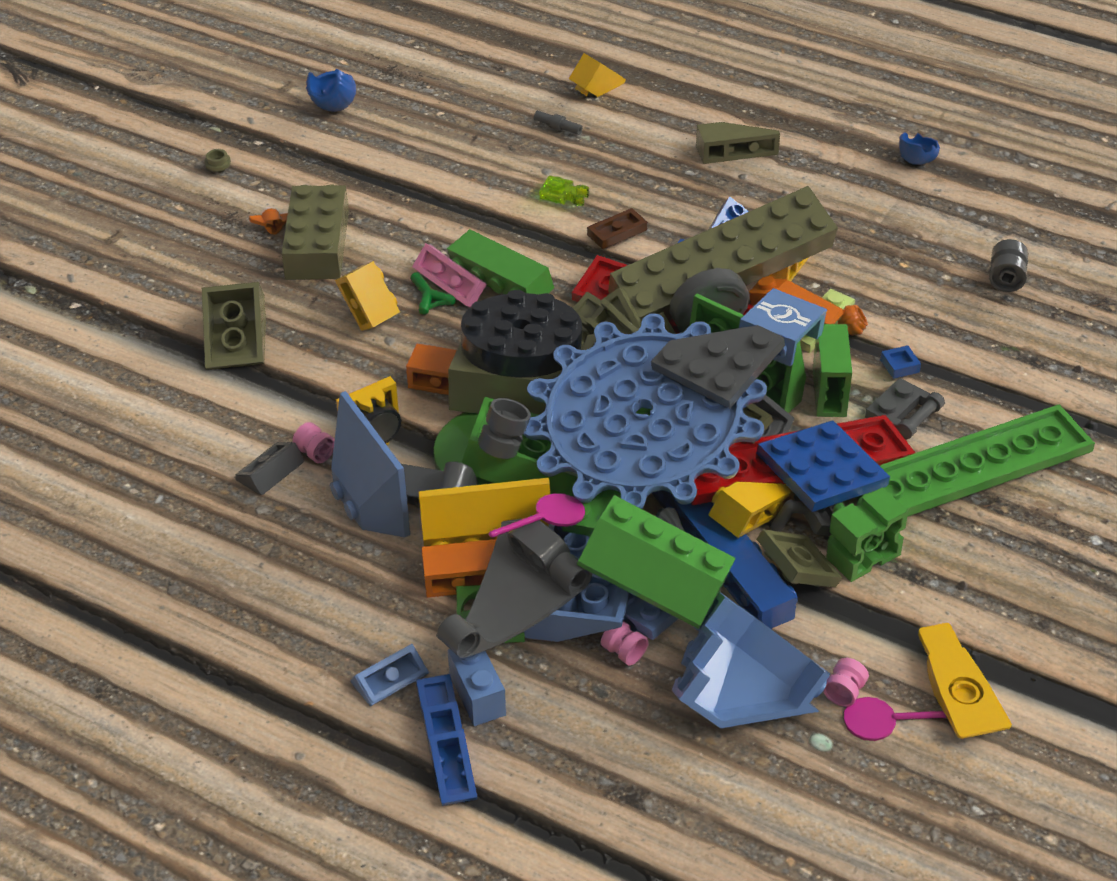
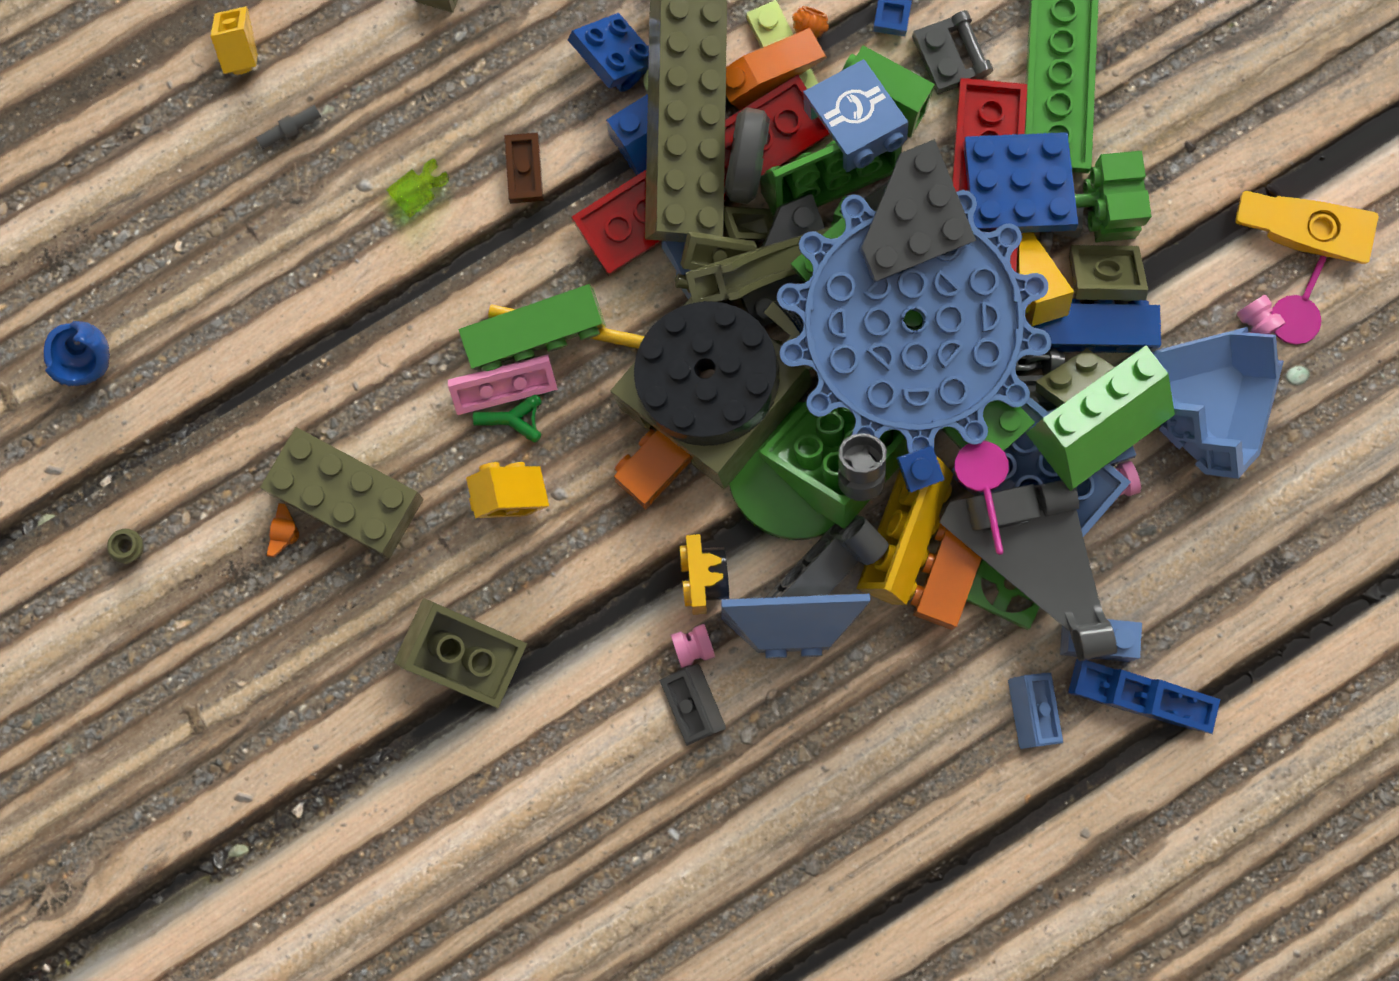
camera: 60 degrees left, 35 degrees up
(529, 467) = (920, 468): none -> blue plate

